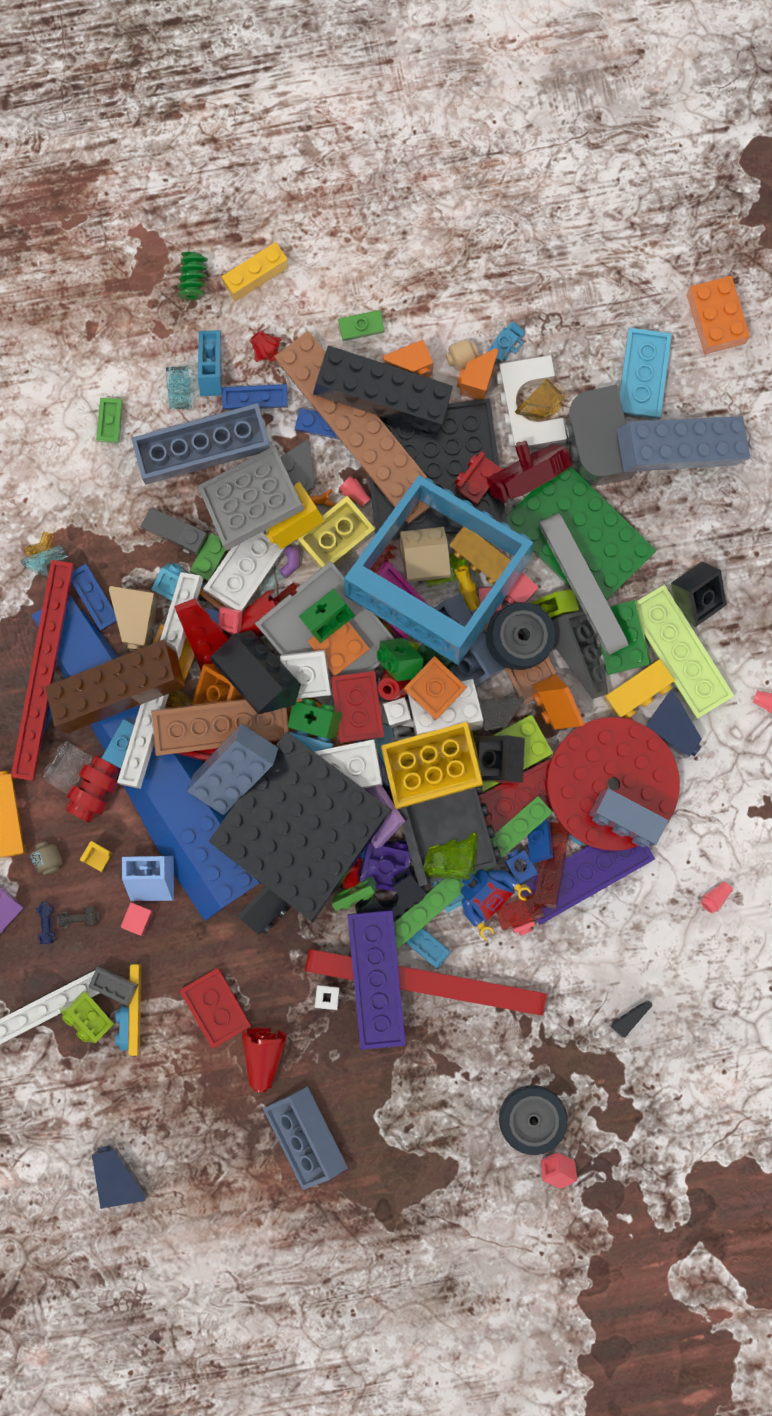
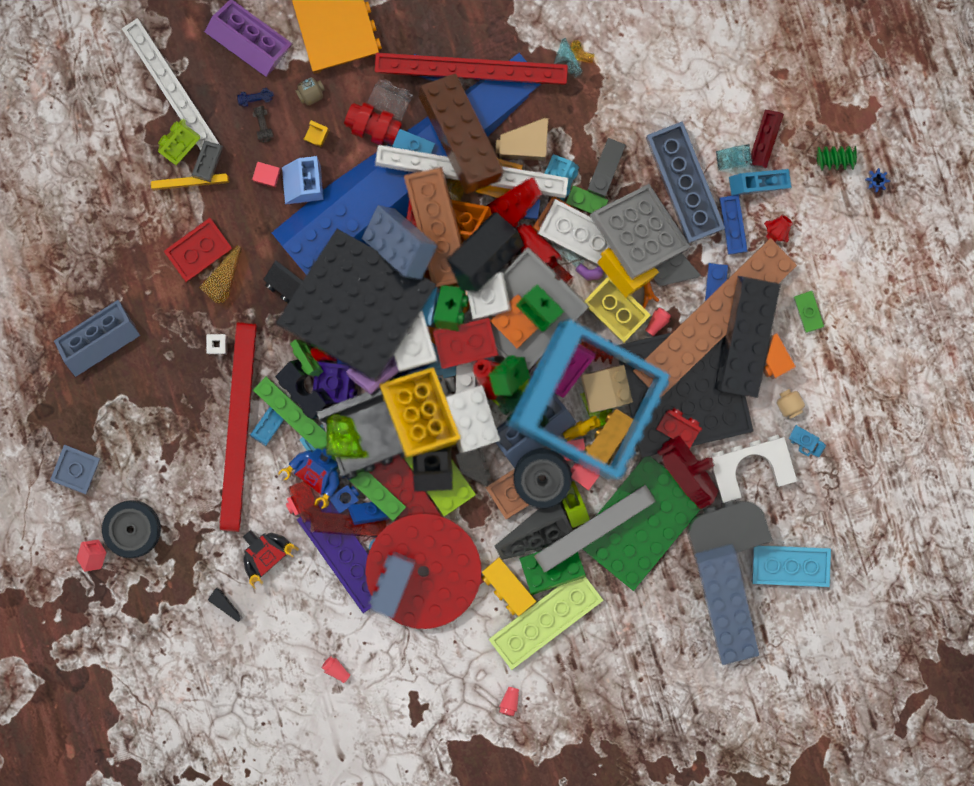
camera: 85 degrees right, 5 degrees up
(93, 597) = (540, 104): blue plate -> none
(109, 420) = (699, 99): bright green plate -> none
(115, 1179) = (46, 182): dark blue slope -> none
(122, 1036) = (165, 173): dark azure plate -> none
(160, 350) = (766, 138): none -> dark red plate
(219, 230) = (880, 176): none -> blue gear
(230, 619) = (530, 225): coral tile -> none
(253, 984) = (221, 279): none -> clear yellow slope
(255, 271) = (846, 212): yellow brick -> none
(262, 1056) = (161, 294): red cone -> none
(376, 979) = (235, 384): dark purple plate -> none
(397, 712) = (464, 378): white brick -> none
(434, 688) = (486, 407): orange plate -> none
(456, 1179) = (75, 469): none -> sand blue plate
(477, 375) = (771, 418): orange slope -> none
(542, 401) = (754, 477): clear yellow slope -> none
(557, 703) = (487, 515): orange slope -> none
(576, 966) = (264, 554): none -> torso
(675, 727) = (479, 619): dark blue slope -> none
(699, 593) = (598, 631): black slope -> none
(718, 315) = (850, 626): orange brick -> none

